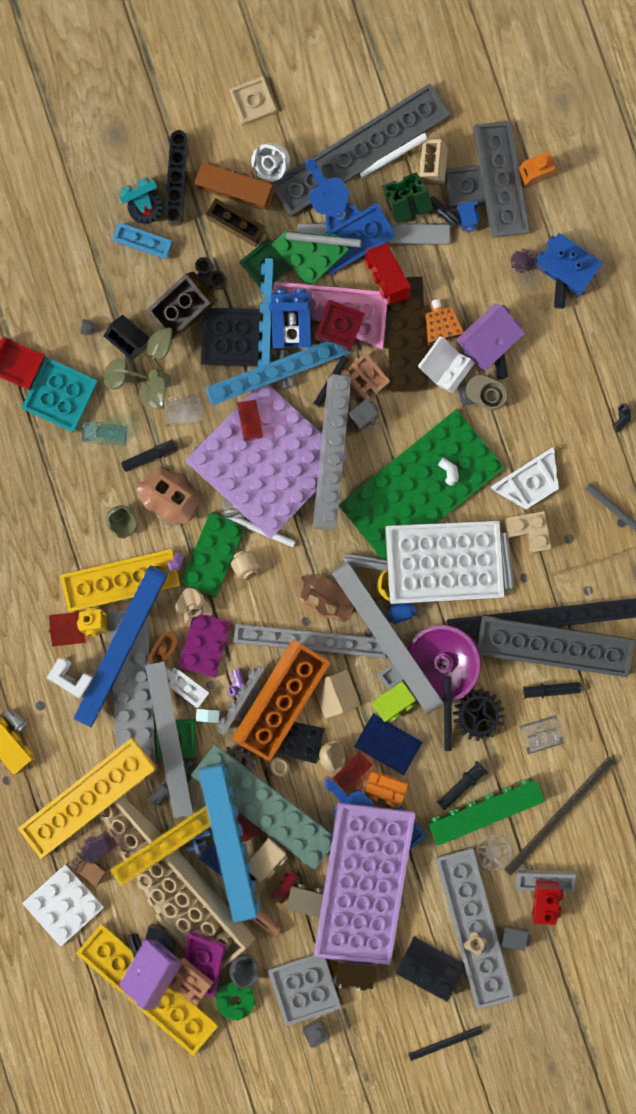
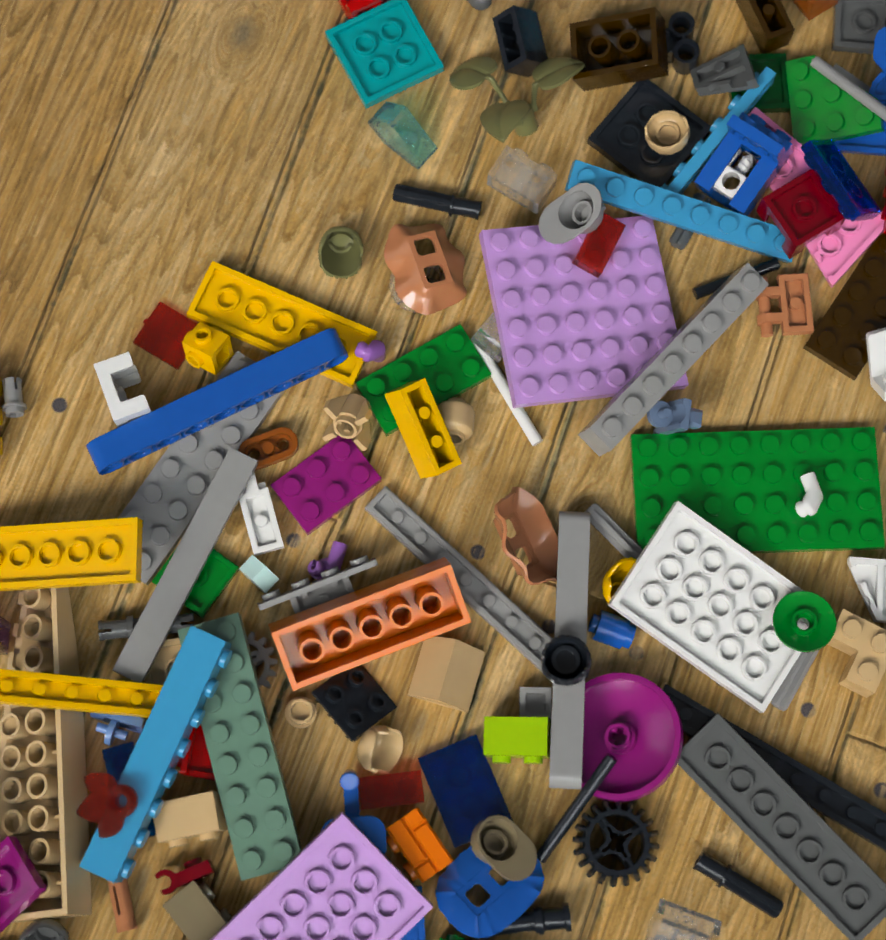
camera: 25 degrees right, 10 degrees down
(223, 885) = (104, 804): none -> clear red plate
(226, 417) = (572, 214): none -> light grey piece
(233, 583) = (423, 428): none -> yellow brick
(240, 332) = (667, 132): none -> tan hair
(246, 275) = (725, 73): none -> dark grey wing
(348, 294) = (840, 180): none -> clear blue plate
(353, 481) = (674, 416): none -> sand blue hips
(364, 415) = (749, 344): flat silver brick -> none
(391, 648) = (566, 660): none -> black hair
(427, 759) = (504, 847): none -> dark tan cap
(447, 783) = (499, 911): none -> blue piece
(491, 529) = (807, 608): none -> green dish

